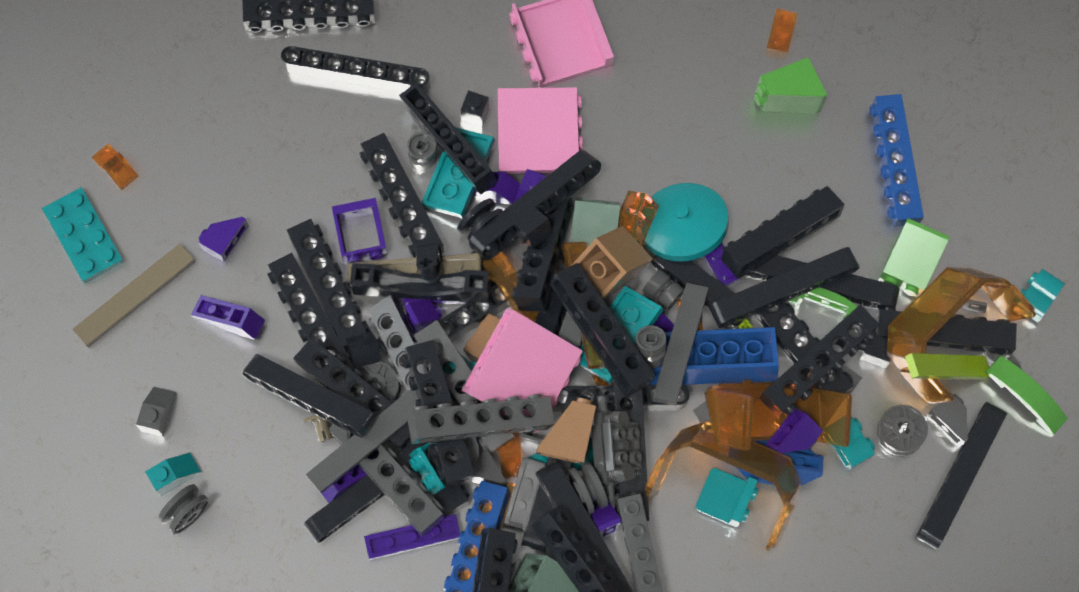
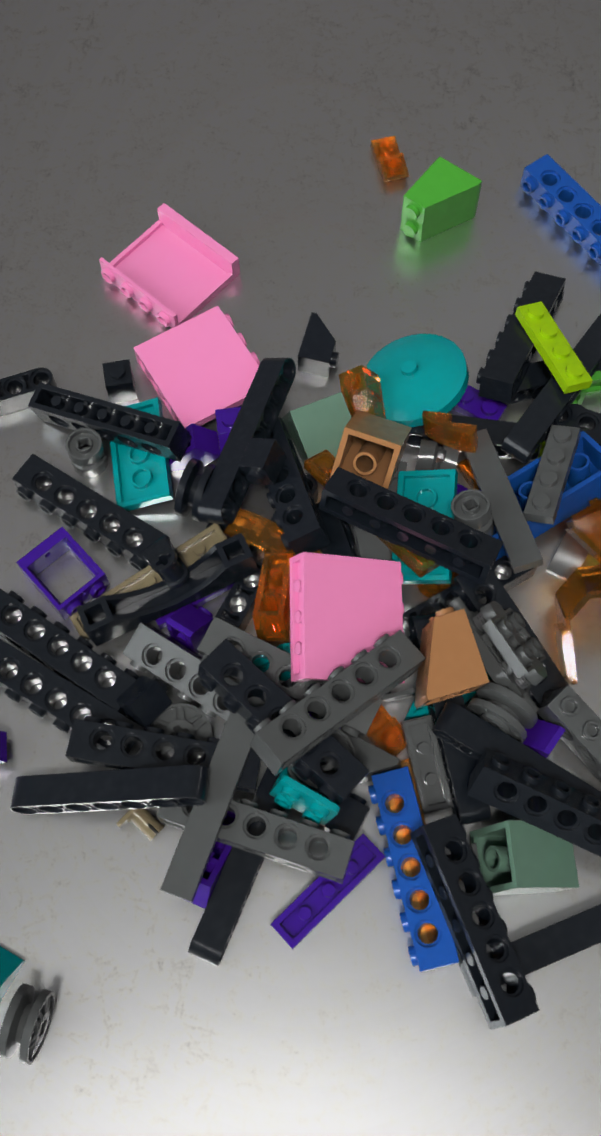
camera: 25 degrees left, 5 degrees down
(479, 331) = (272, 599): none -> clear orange slope
(630, 159) = (317, 349): none -> black slope
(675, 270) = (454, 435): none -> clear orange slope
(728, 346) = (552, 474): none -> dark grey plate
(791, 254) = (553, 347): none -> lime plate

